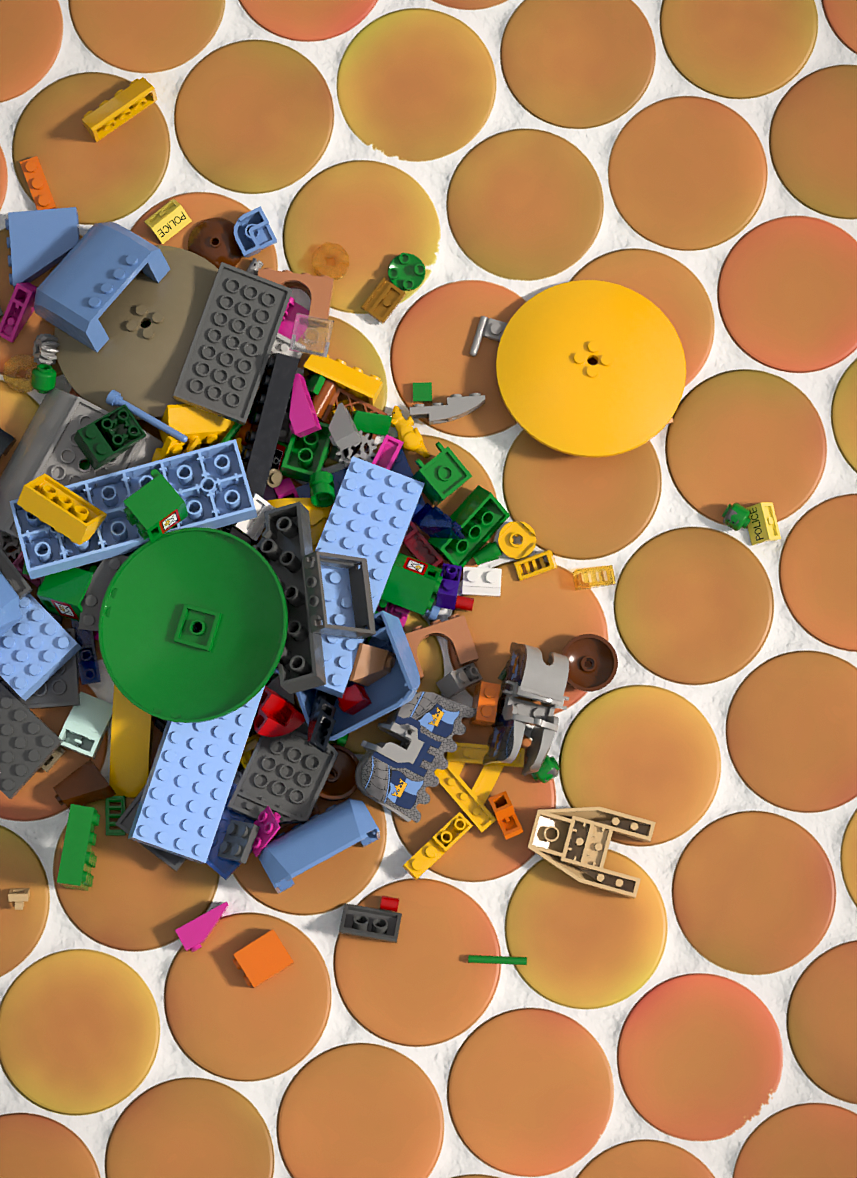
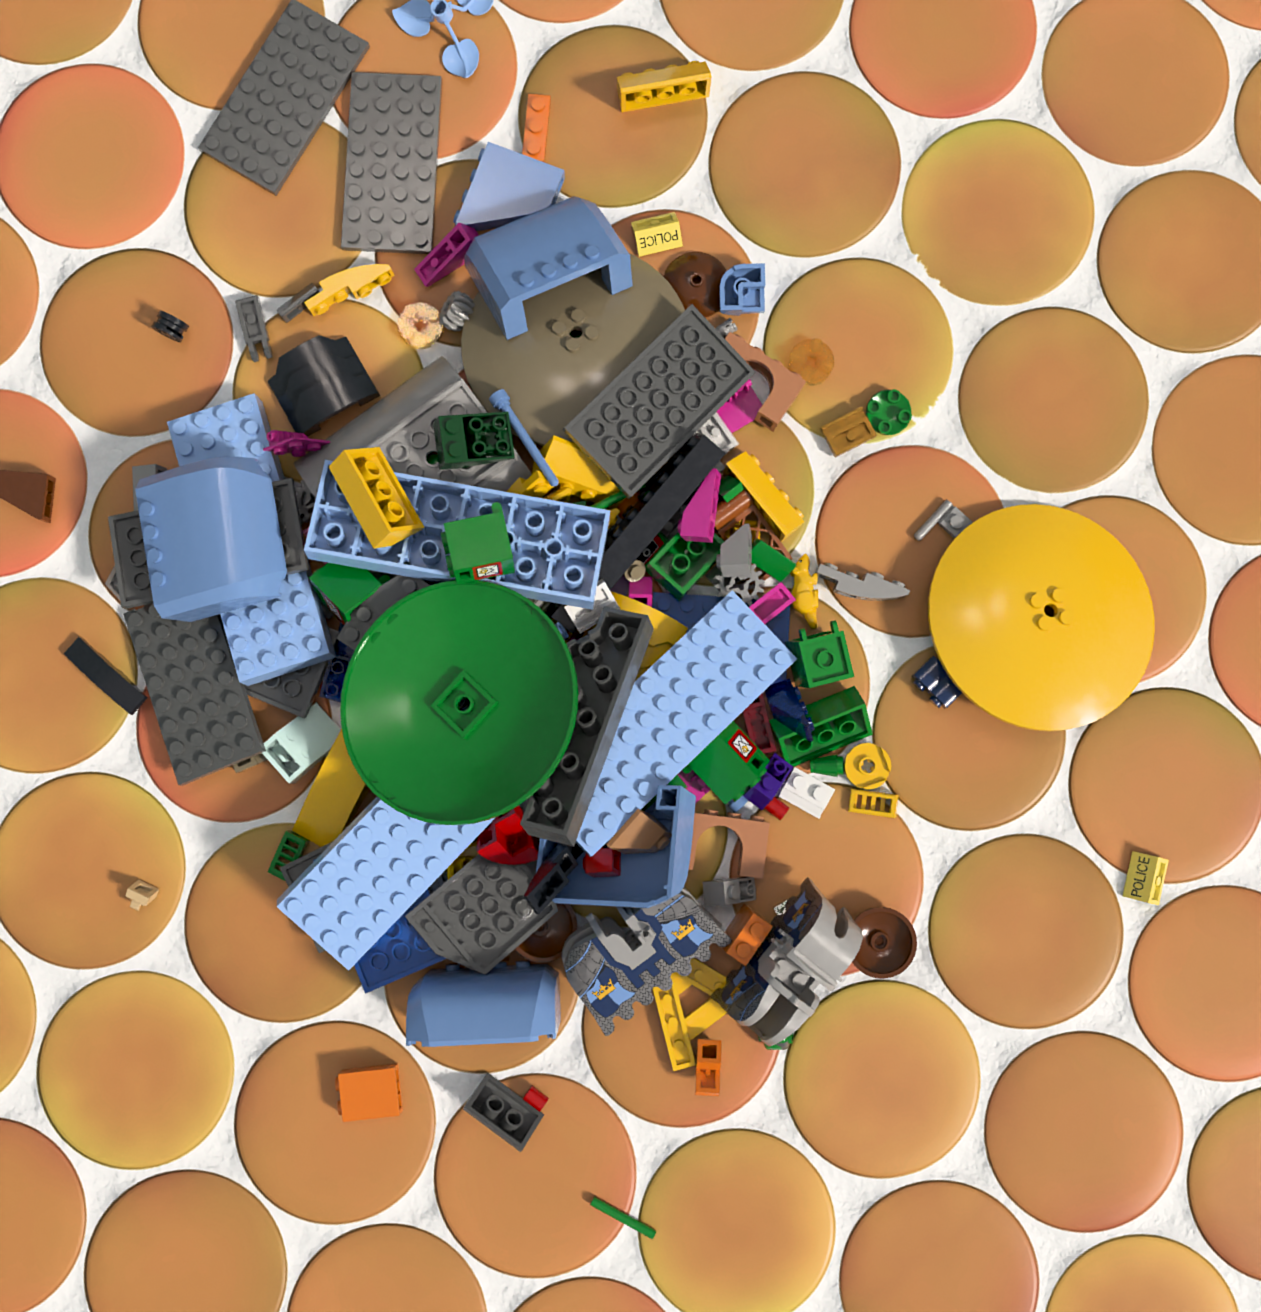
camera: 30 degrees right, 5 degrees up
(43, 378) = (438, 341): green head -> none
(77, 855) = (218, 884): green piece -> none
(83, 786) = (267, 809): reddish brown slope -> none
(197, 930) = (311, 1026): dark pink slope -> none
(238, 841) = (397, 962): dark grey plate -> none
(268, 828) = (429, 965): dark pink hinge -> none
(311, 335) = (751, 432): clear slope -> none
(322, 489) = (681, 610): green wheel -> none
(359, 590) = (664, 756): dark grey window -> none
(422, 392) = (842, 553): green tile -> none
(437, 846) = (617, 1062): yellow slope -> none
(539, 454) = (936, 682): none -> dark blue brick
(577, 577) = (916, 844): clear yellow slope -> none
(579, 841) = (775, 1140): tan wedge -> none
(736, 516) = (1122, 858): green head -> none

